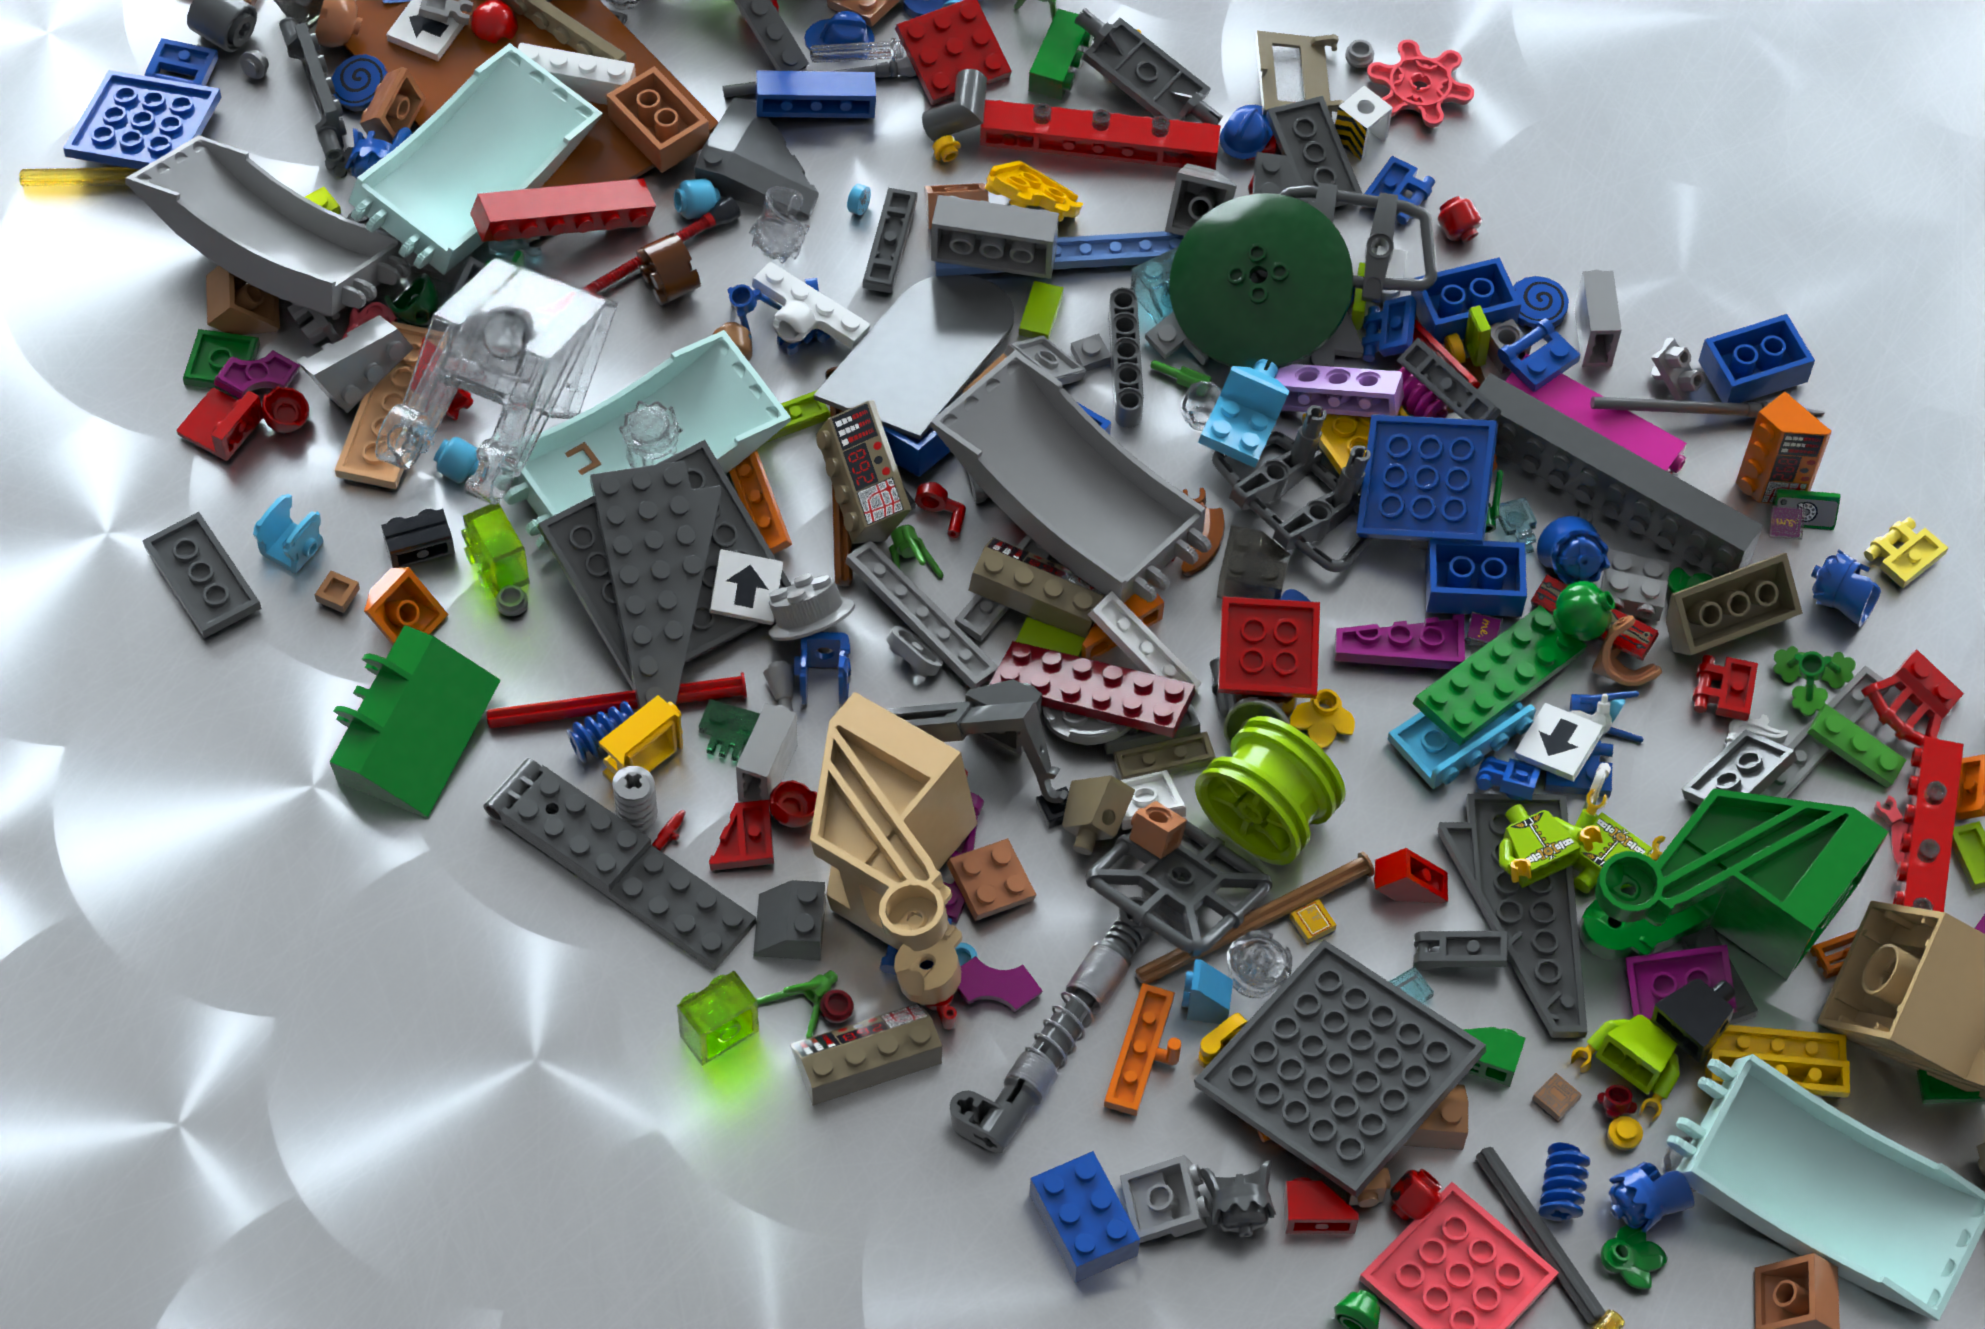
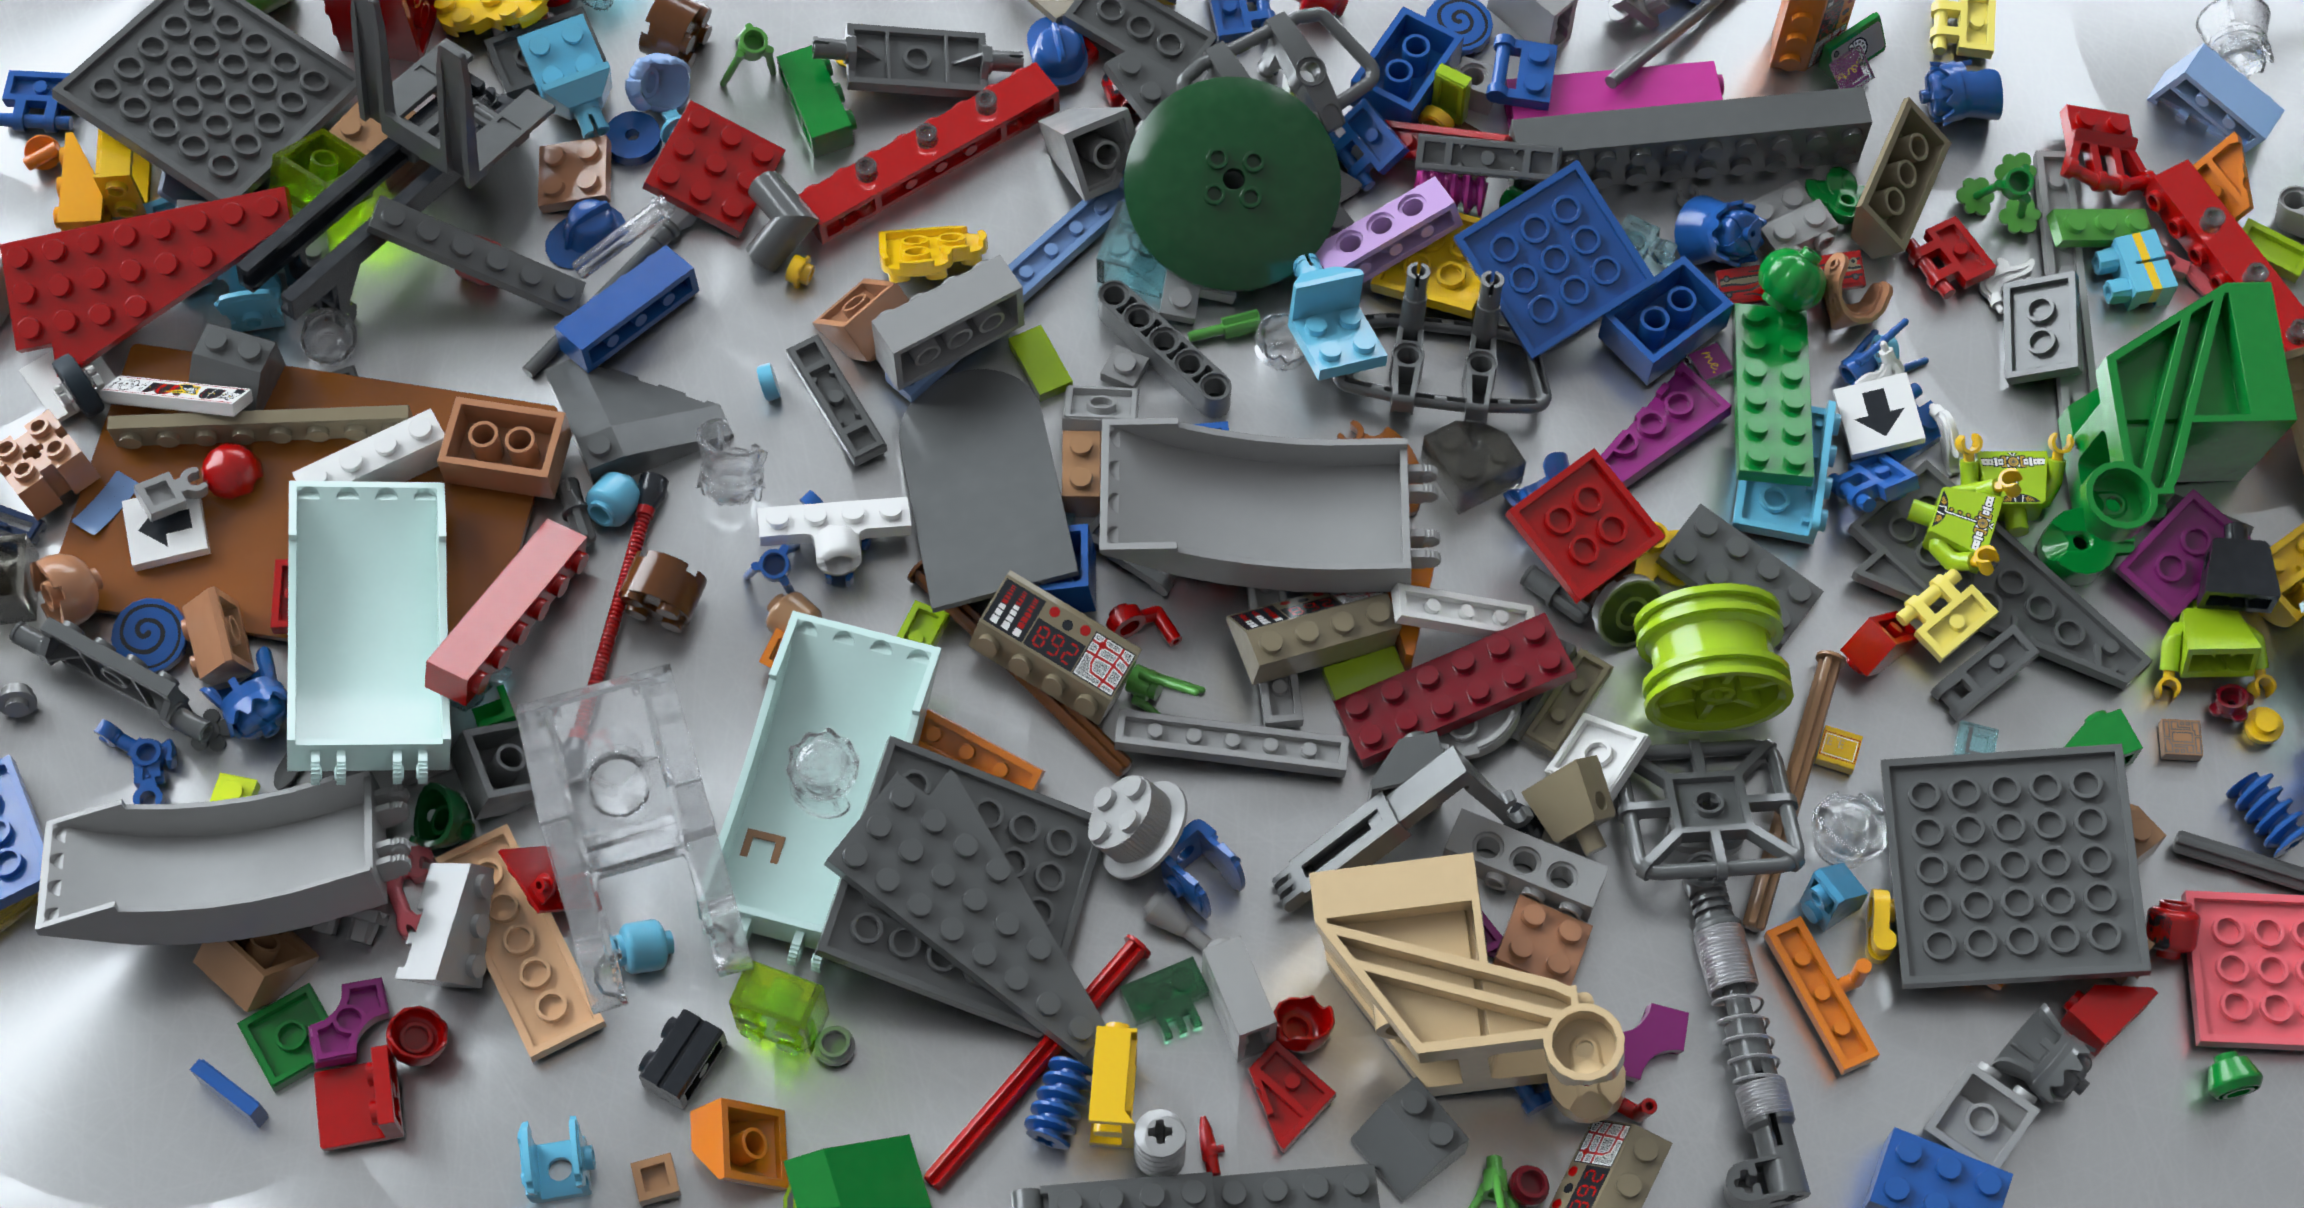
camera: 40 degrees left, 5 degrees up
(157, 362) = (229, 1092): none -> blue tile
(294, 149) = (147, 757): none -> blue piece
(666, 190) = (575, 509): none -> dark grey axle
(744, 586) = (1054, 849): white tile -> none
(915, 651) = (1258, 783): light grey plate -> none
(1014, 781) = (1545, 859): none -> light grey brick
(1157, 829) = (1652, 776): nougat brick -> none
(1361, 754) = (1716, 552): none -> dark grey plate
(1469, 901) = (1955, 622): none -> light yellow plate
(1859, 784) = (2138, 271): none -> medium azure hips

